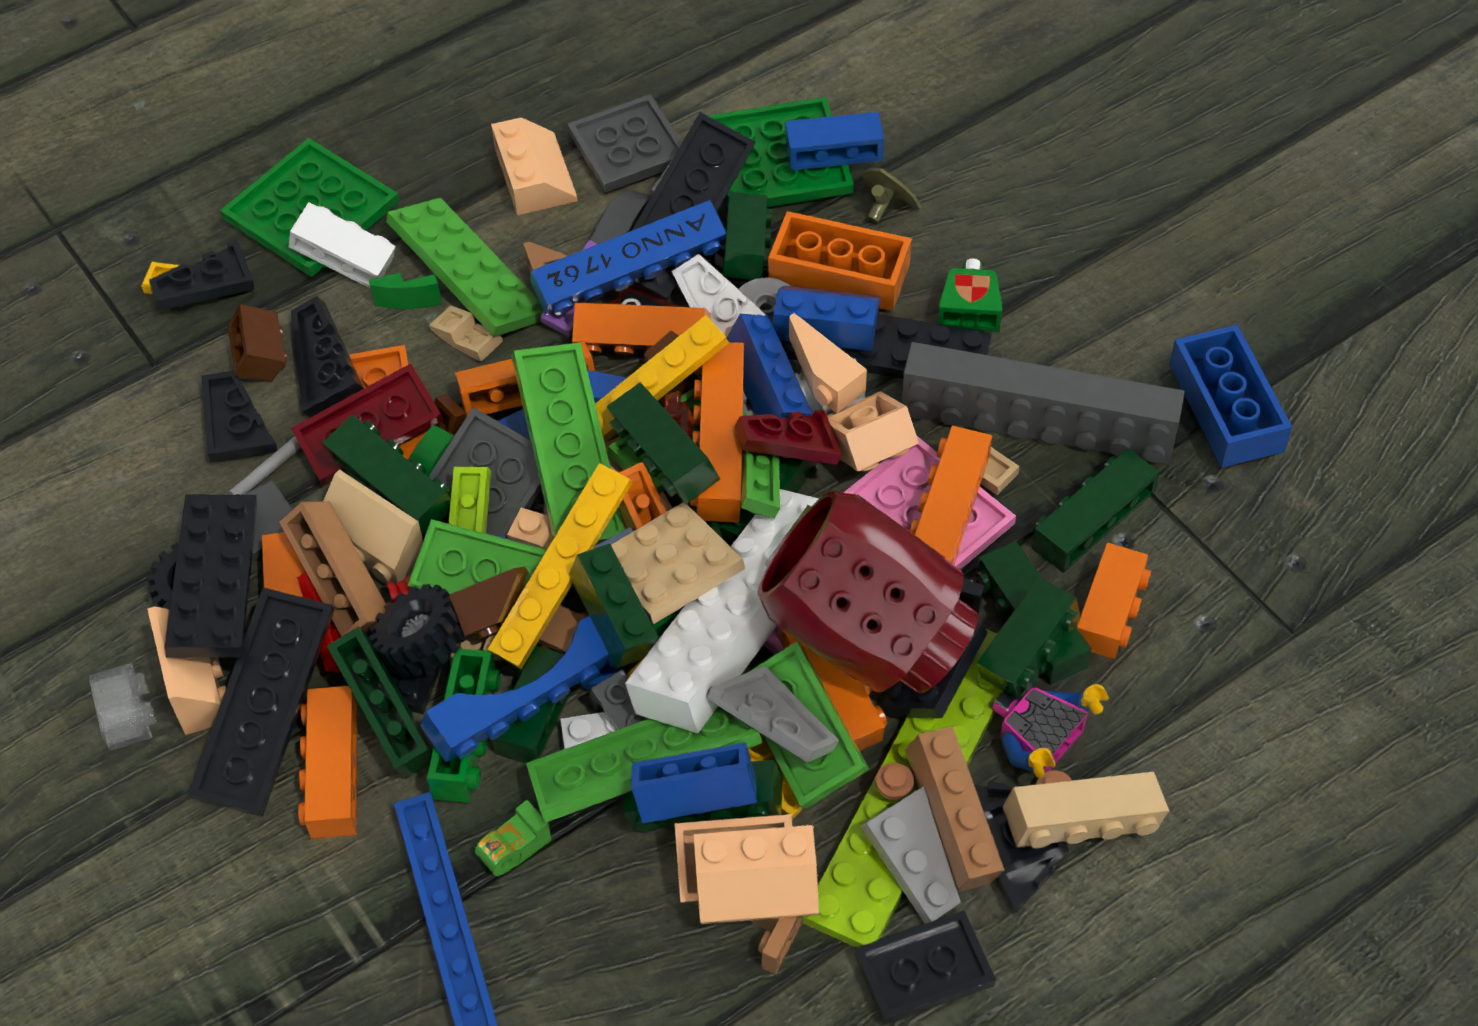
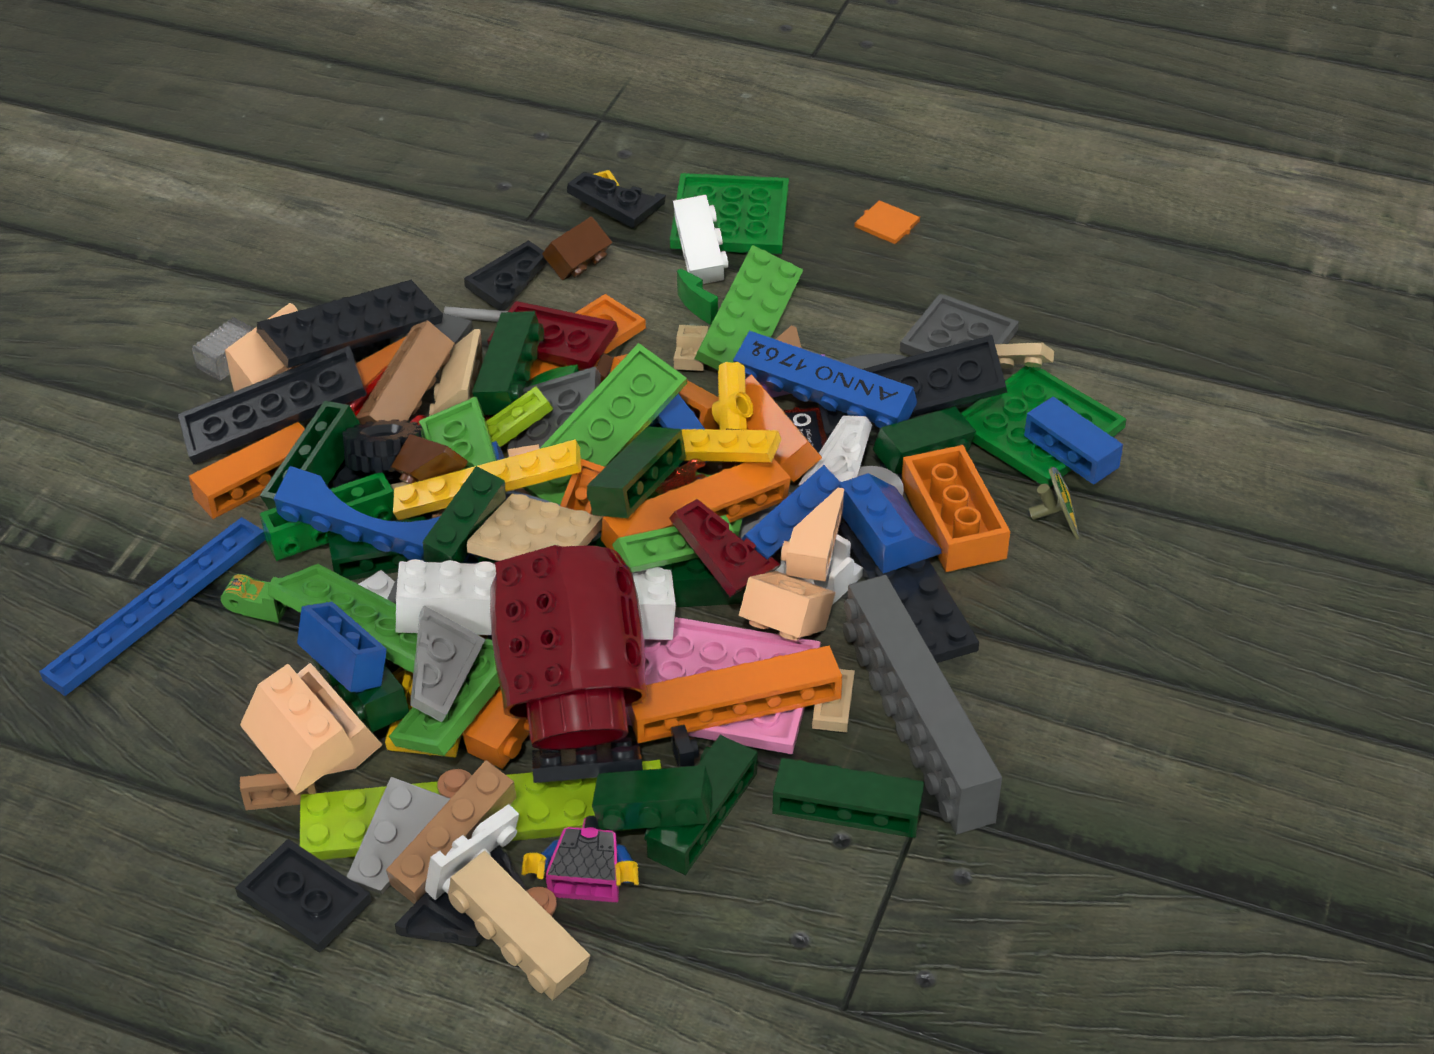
camera: 55 degrees right, 10 degrees down
(321, 357) = (597, 285): black wing -> none
(426, 107) = (887, 222): none -> orange piece
(532, 166) = (880, 297): light nougat slope -> none
(602, 337) = (733, 401): none -> yellow piece
(714, 107) = (1024, 353): none -> tan plate
(971, 298) = (1000, 609): green torso -> none
(1001, 808) = (490, 833): none -> white wing
(1113, 599) = (759, 852): orange brick -> none
(1230, 396) = (1055, 832): blue brick -> none

